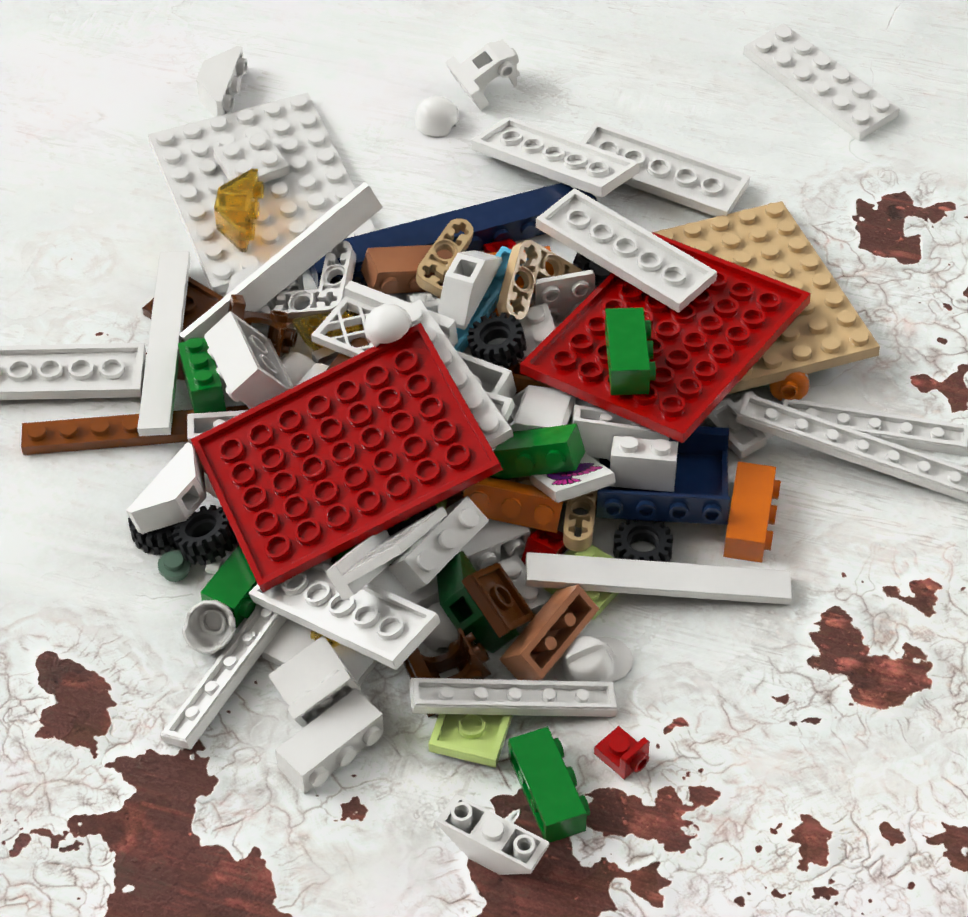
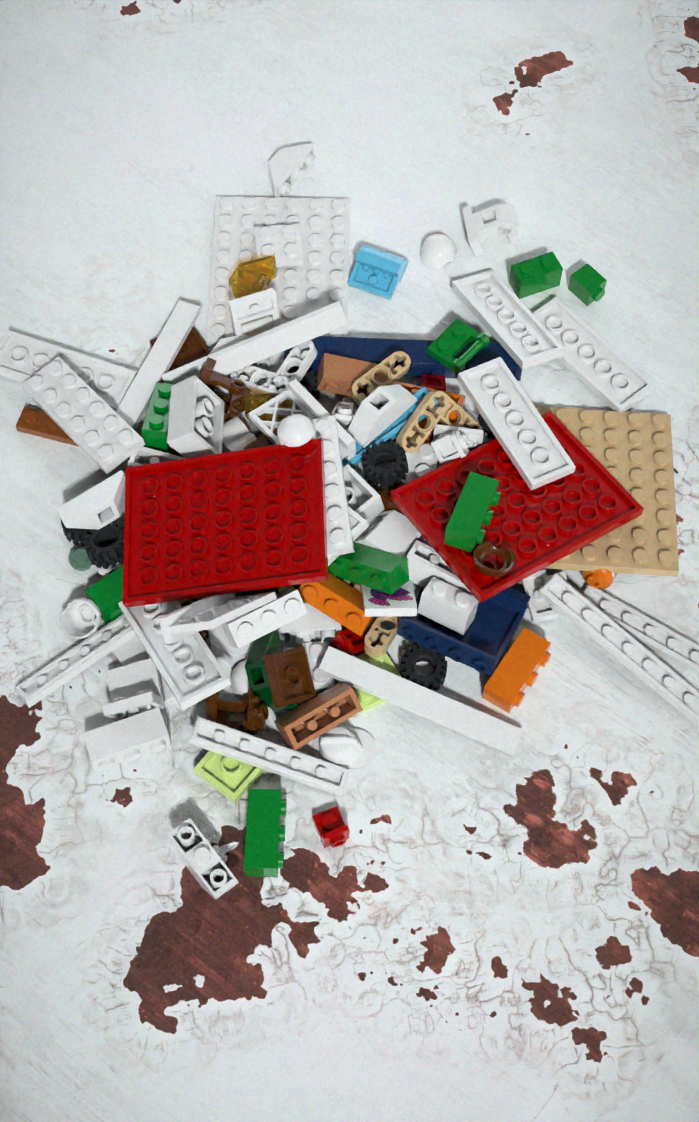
camera: 20 degrees right, 10 degrees up
(105, 404) = (83, 415): none -> white plate
(258, 227) = (252, 308): none -> white plate
(379, 156) = (377, 272): none -> medium azure brick
(506, 195) = (453, 341): none -> green plate
(562, 105) = (535, 275): none -> green brick
(564, 297) = (451, 446): none -> white bracket
(623, 100) = (587, 284): none -> green brick
(691, 384) = (484, 550): none -> reddish brown piece

